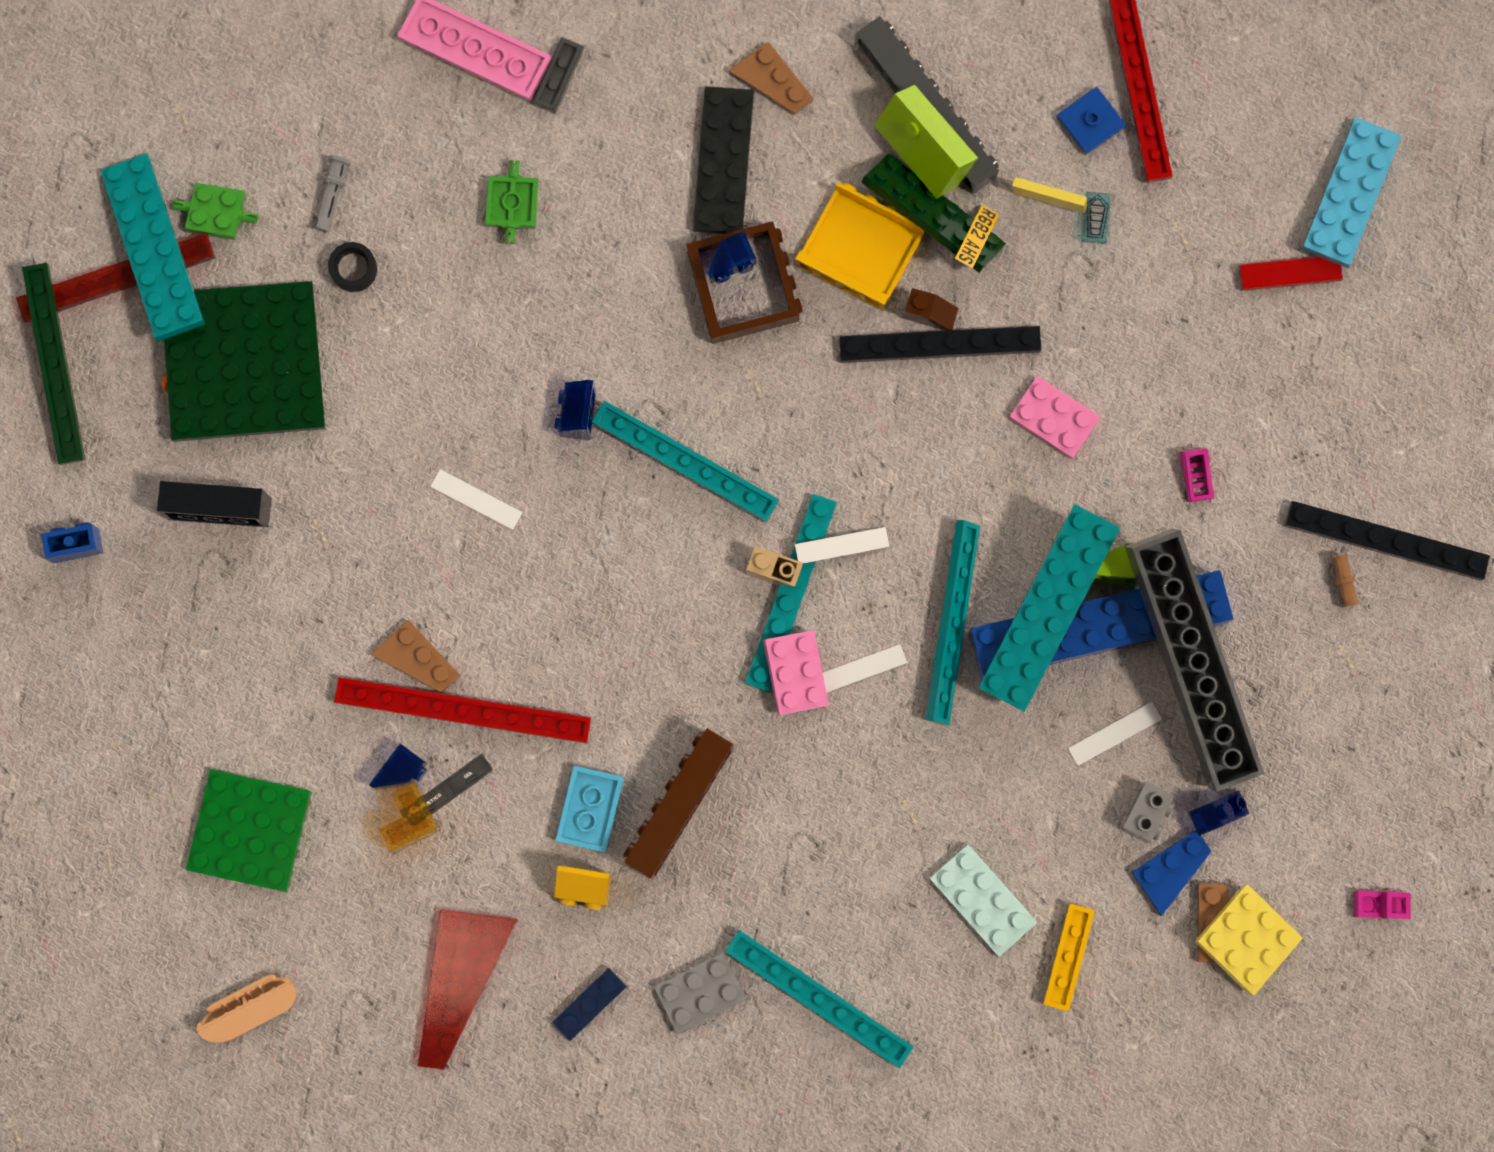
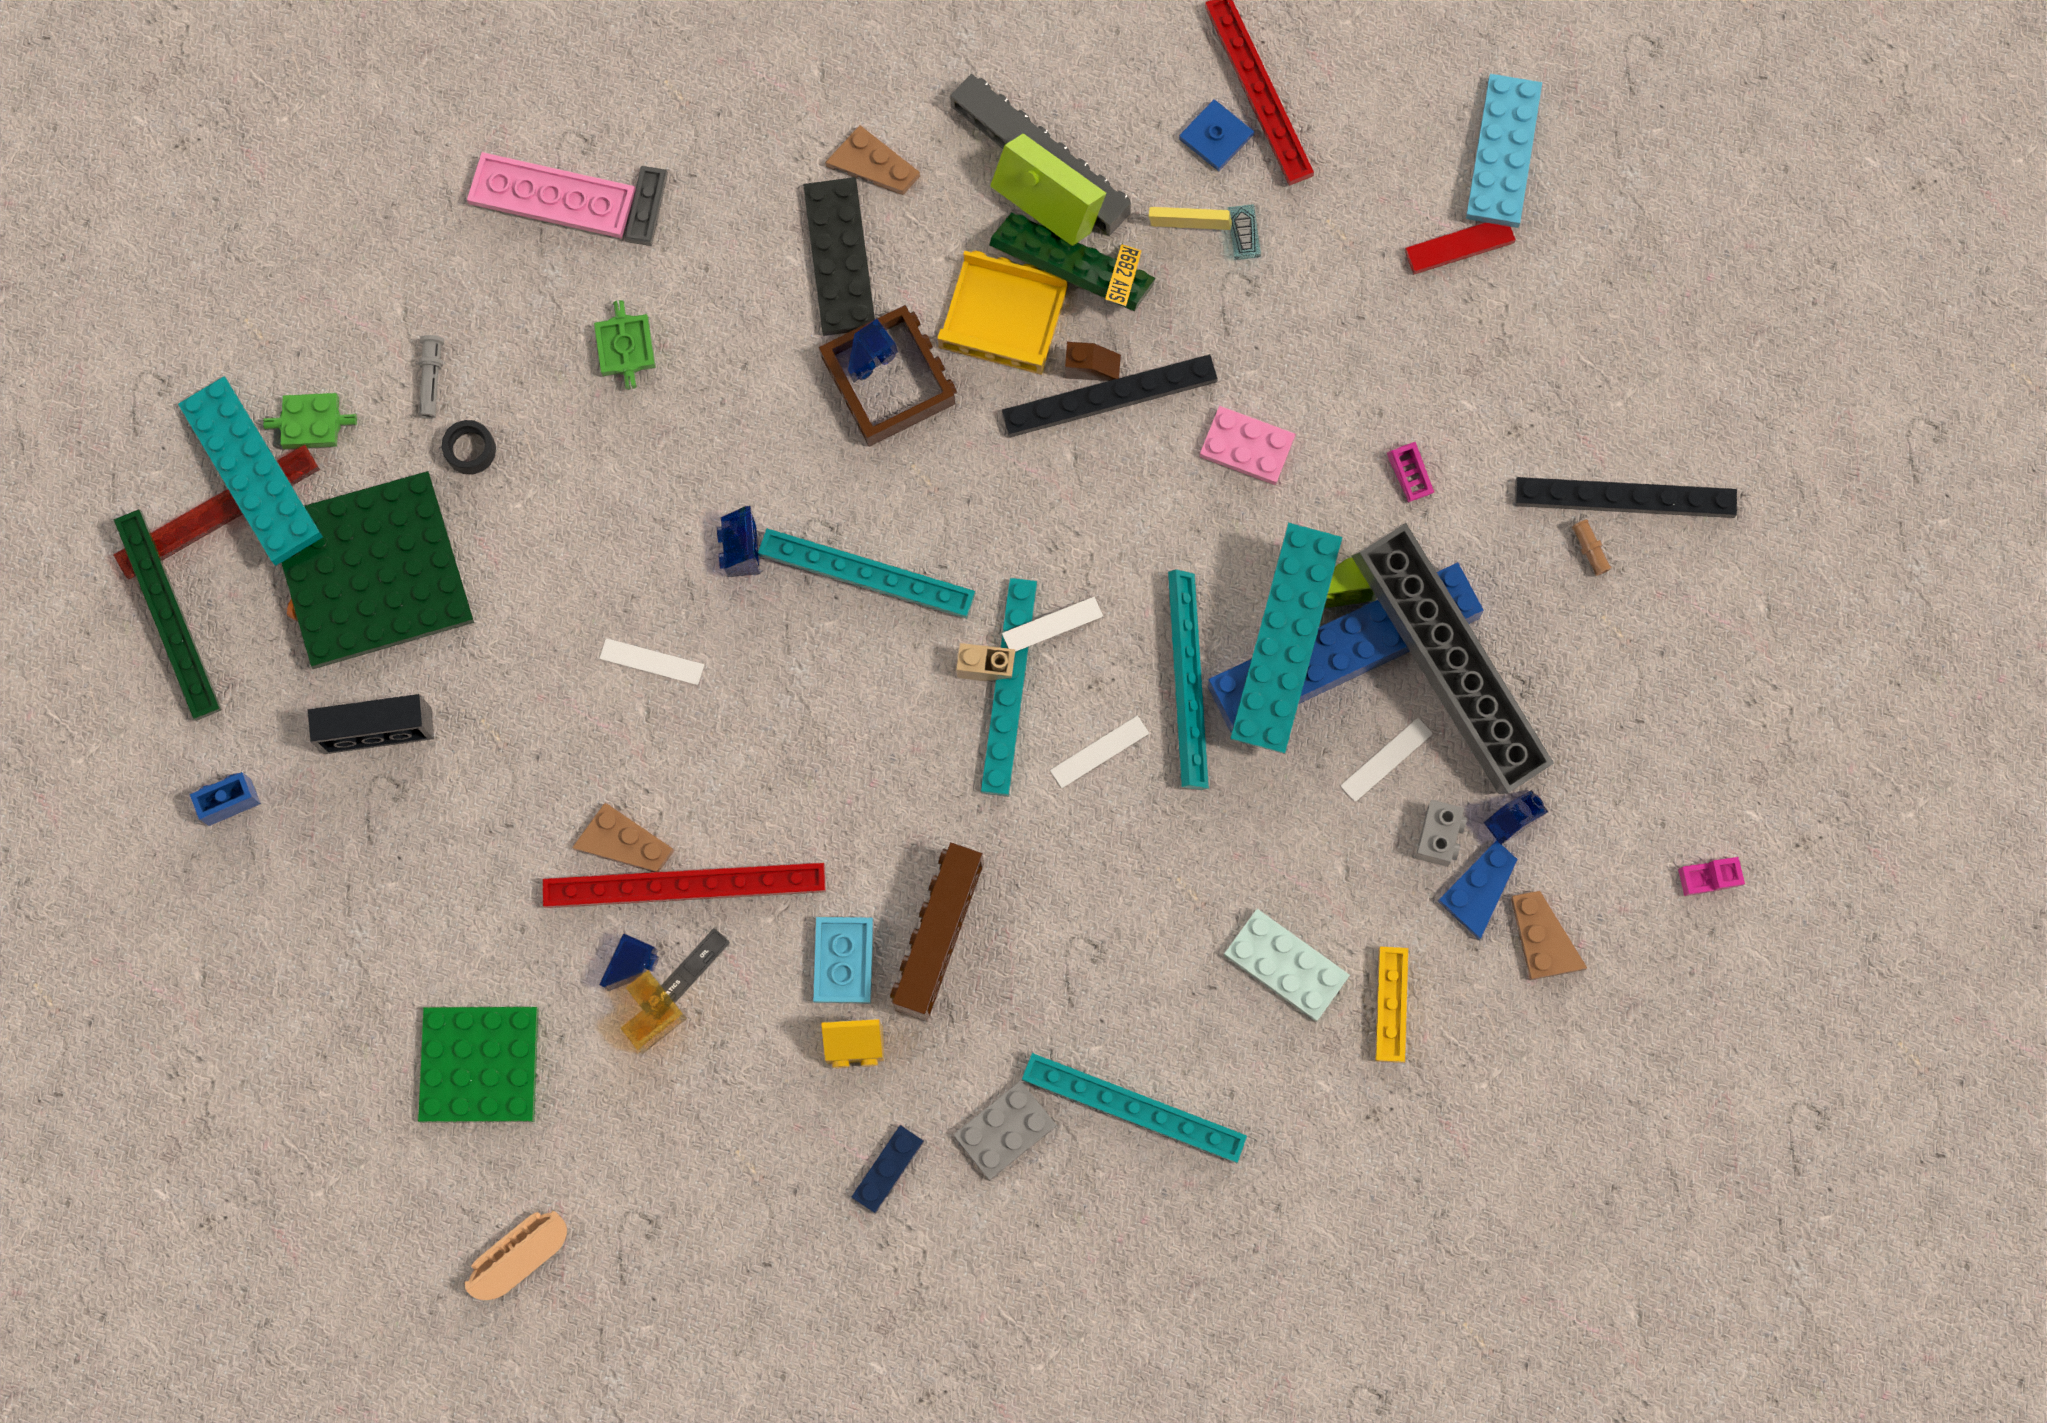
camera: 10 degrees left, 5 degrees down
(461, 966) = (741, 1156): clear red wing -> none
(795, 672) = (1032, 767): bright pink plate -> none
(1248, 939) = (1578, 943): light yellow plate -> none

